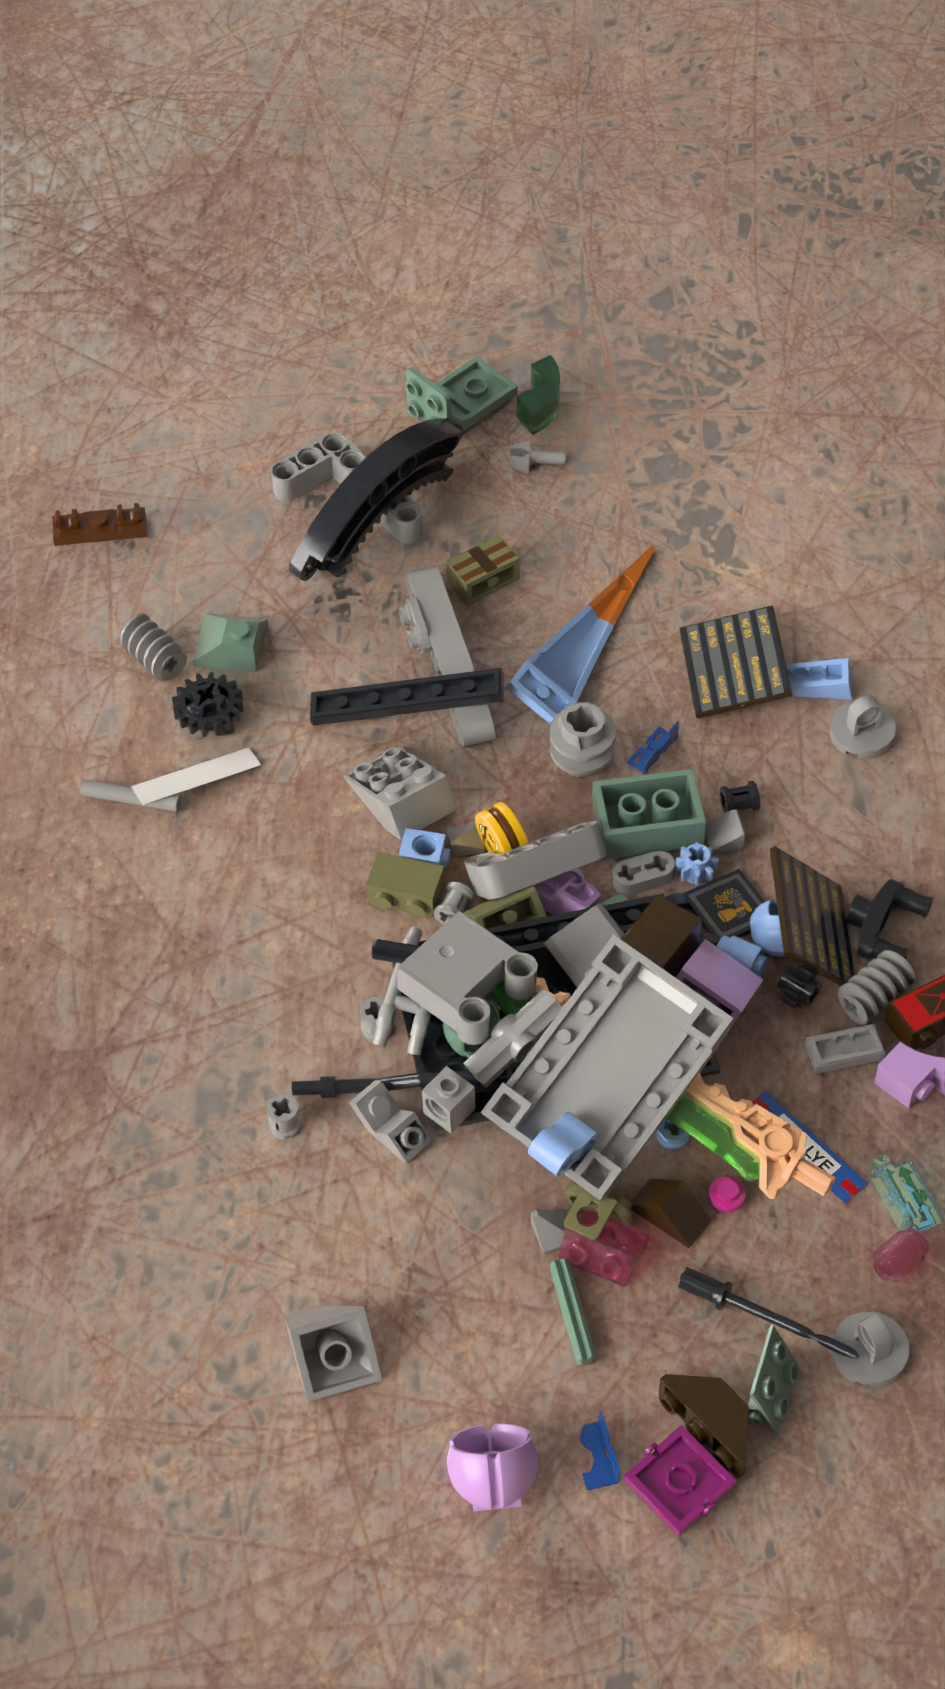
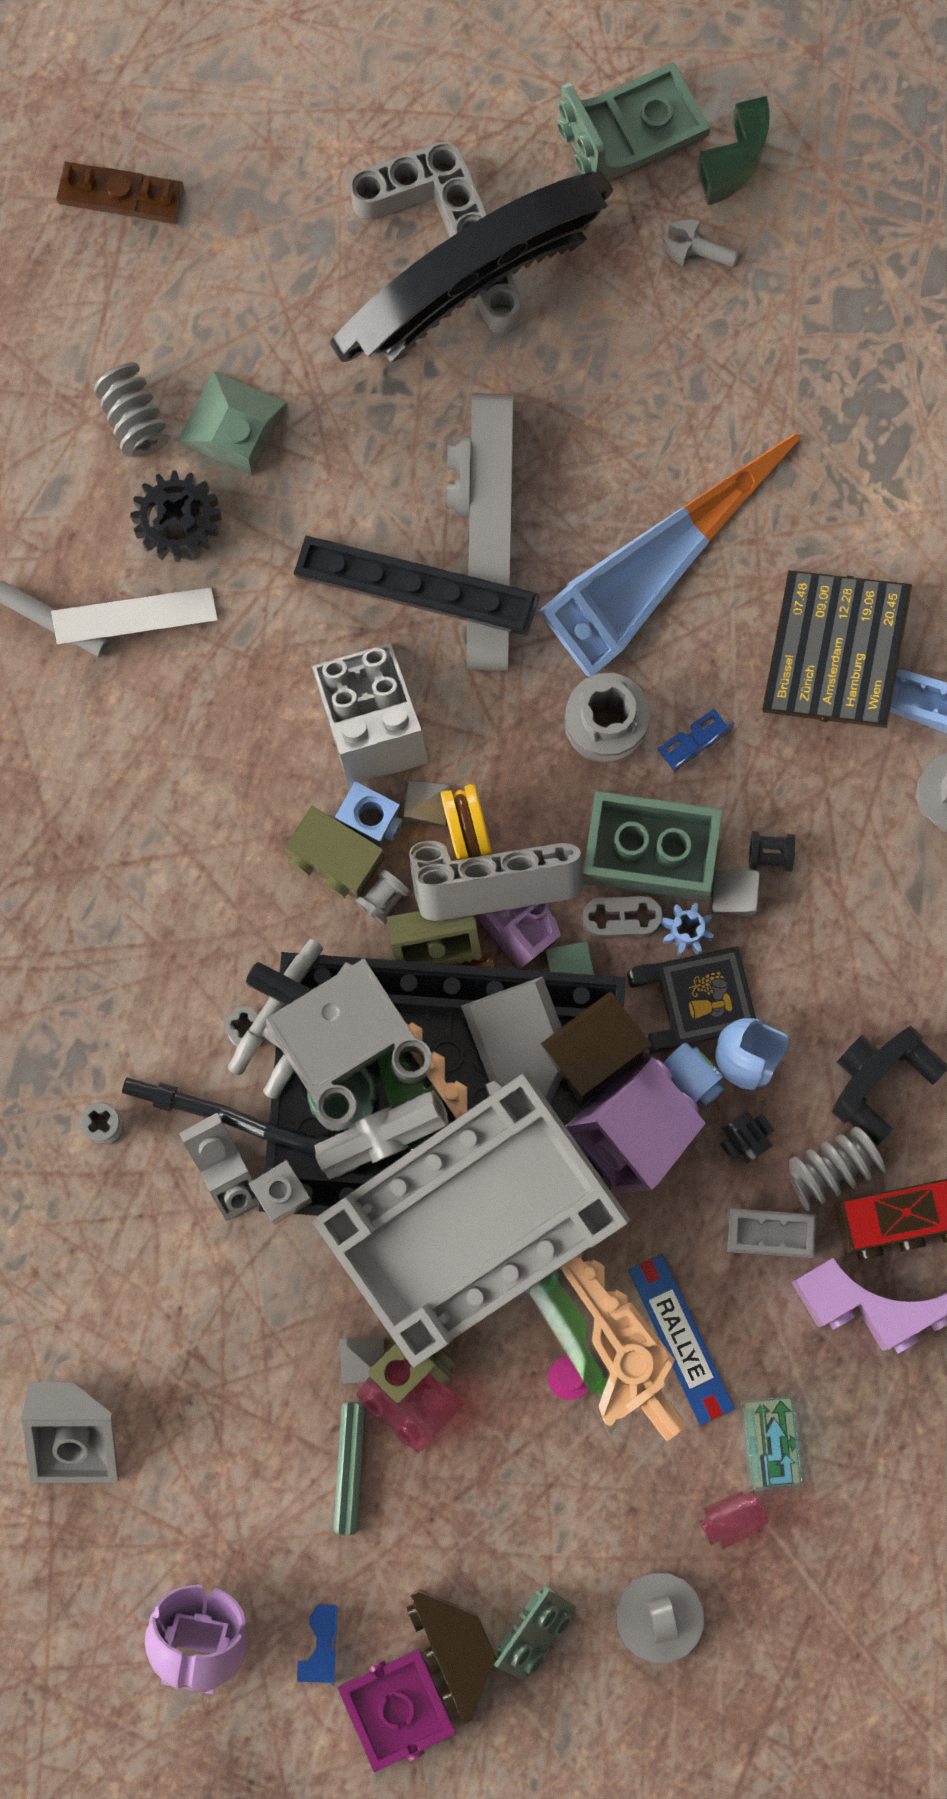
camera: 15 degrees right, 25 degrees up
(482, 570) = (572, 411): olive brick -> none
(563, 1144) = (389, 1296): light blue axle -> none
(671, 1209) = (498, 1376): dark brown slope -> none
(720, 1294) = (516, 1499): black piece -> none
(812, 918) = (791, 1062): piece -> none

